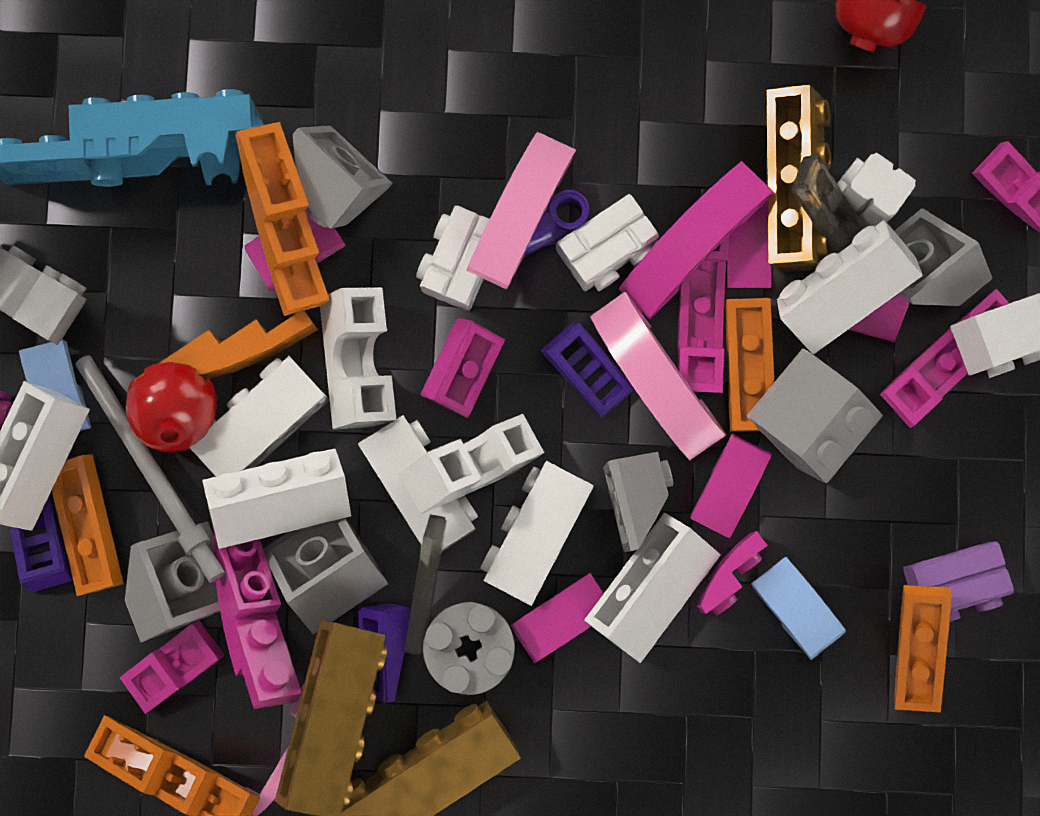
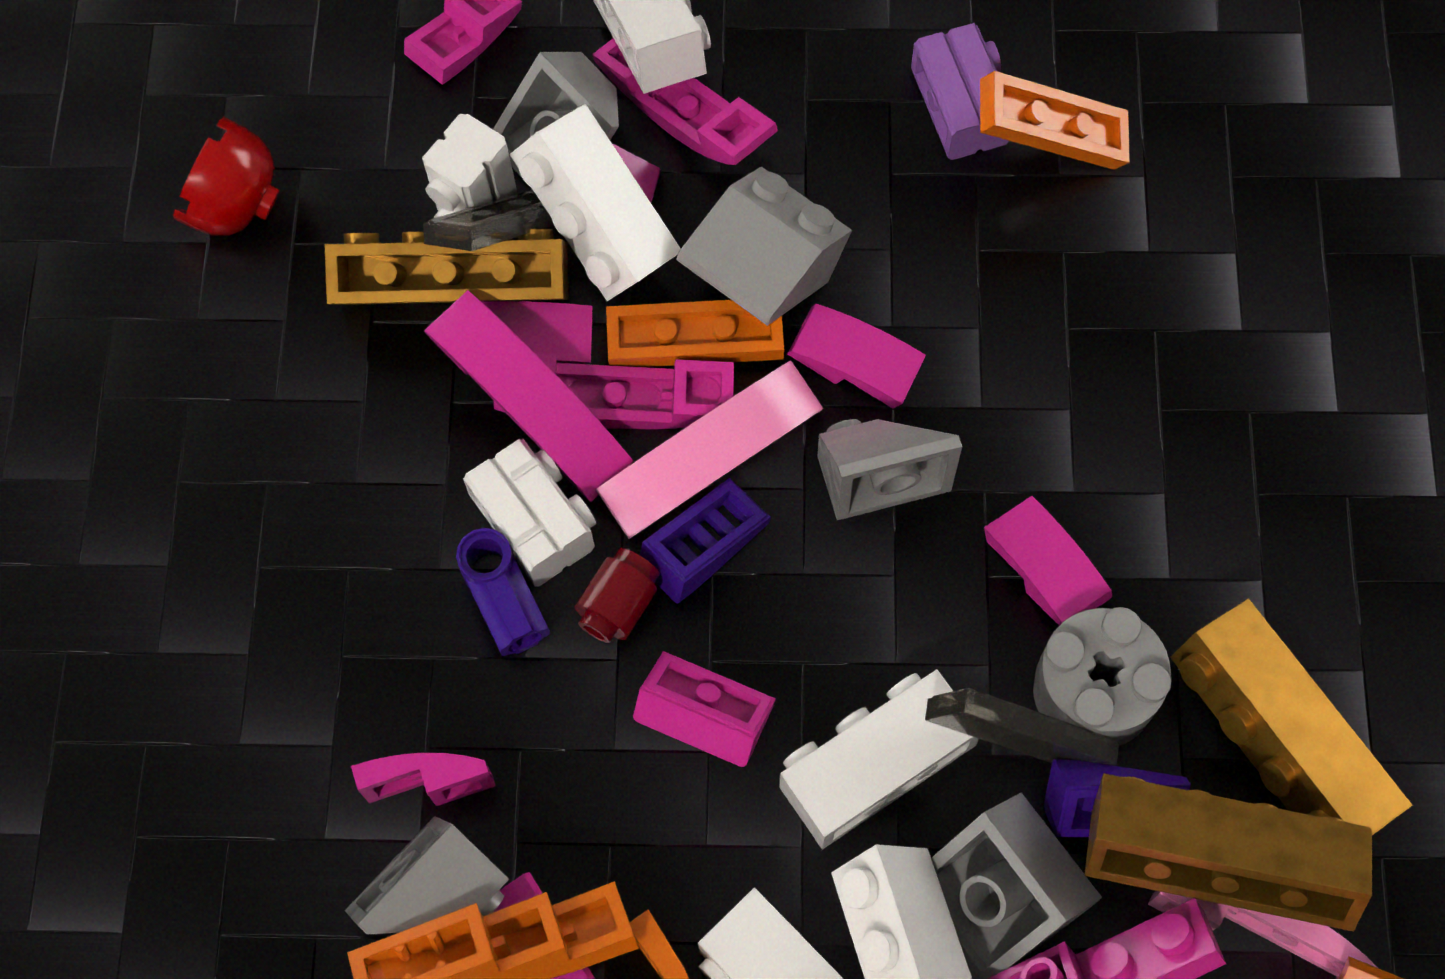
camera: 85 degrees left, 15 degrees down
(349, 329) = (742, 850): white arch -> none
(414, 181) = (442, 774): none -> dark pink slope
(445, 272) = (548, 708): white brick -> none
(466, 467) = (853, 675): white arch -> none
(520, 210) = (485, 615): bright pink slope -> none
(536, 532) = (934, 594): white brick -> none
(542, 305) = (617, 596): none -> dark red brick
(652, 587) = (1005, 441): white brick -> none
(722, 584) = (985, 362): dark pink slope -> none
(798, 608) = (1010, 271): light blue slope -> none

